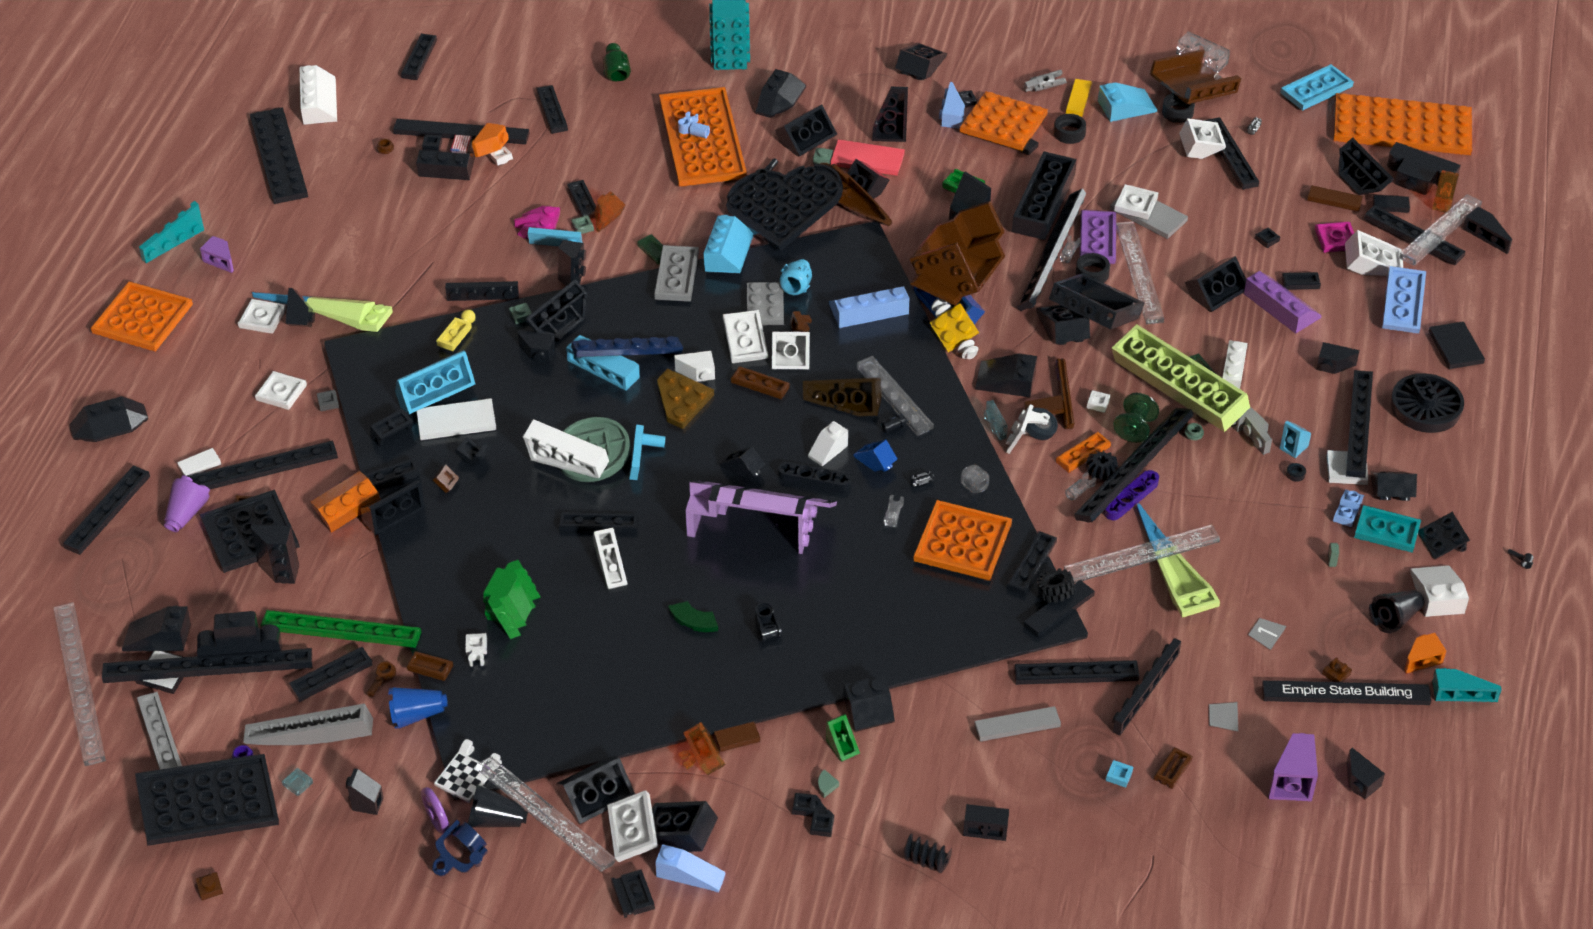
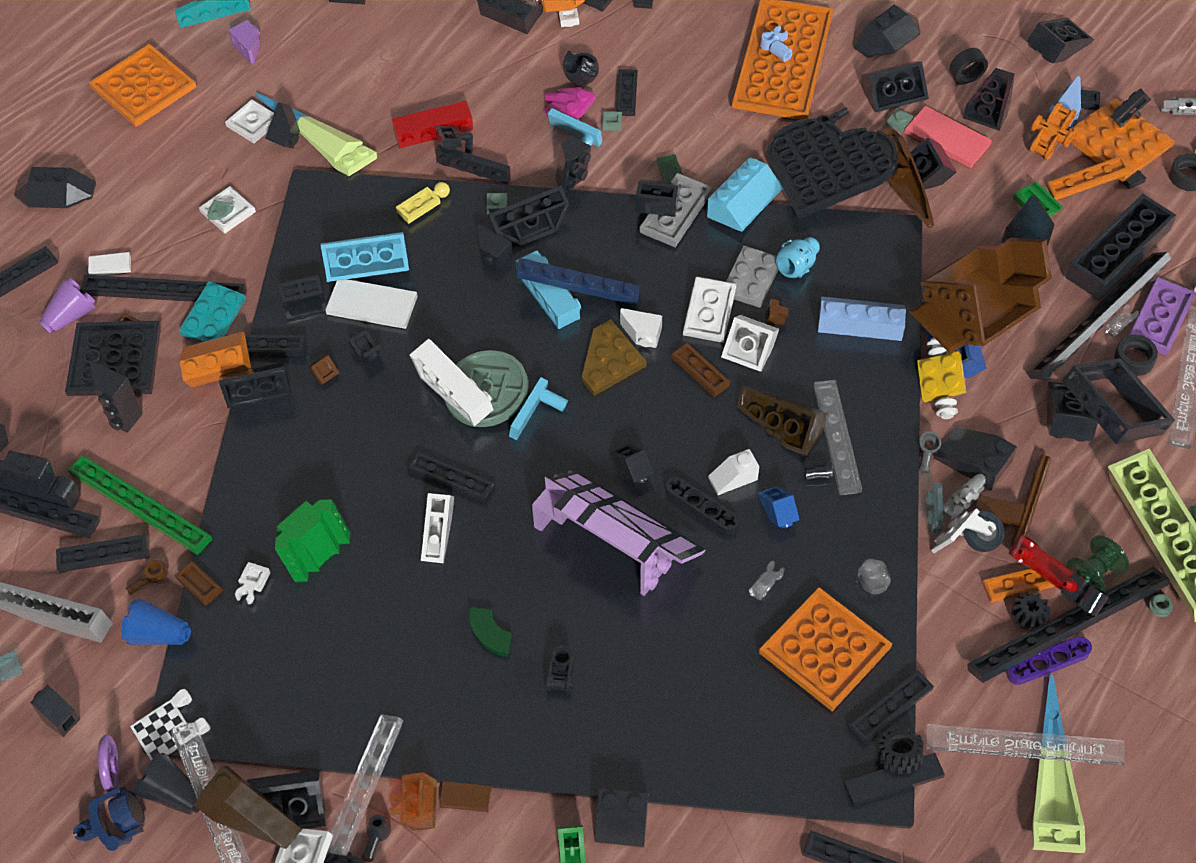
camera: 25 degrees right, 10 degrees up
(277, 390) = (219, 210): none -> sand green tile
(318, 470) = (212, 313): none -> teal plate
(327, 400) = (262, 237): dark grey plate -> none
(428, 271) = (420, 126): none -> red brick
(455, 274) = (451, 139): none -> black plate
(535, 191) = (580, 68): none -> black piece
(571, 796) = (241, 807): none -> dark brown wedge
(607, 210) = (643, 113): clear orange slope -> none
(653, 751) = (364, 784): none -> clear tile
(660, 266) = (657, 197): none -> black slope
(680, 783) = (375, 835): none -> black bar
(855, 92) = (973, 72): none -> black tyre
(922, 478) = (817, 552): black piece -> none
(950, 127) = (1052, 131): none -> orange axle
(972, 375) = (935, 440): none -> dark grey bar
(995, 153) = (1089, 177): none -> orange tile
(1004, 94) = (1130, 107): none -> black plate
(1014, 405) = (964, 497): none -> light grey hinge
(1080, 487) = (993, 627): clear bar -> none
(1098, 401) = (1065, 525): white plate -> none
(1124, 434) = (1068, 582): none -> red piece

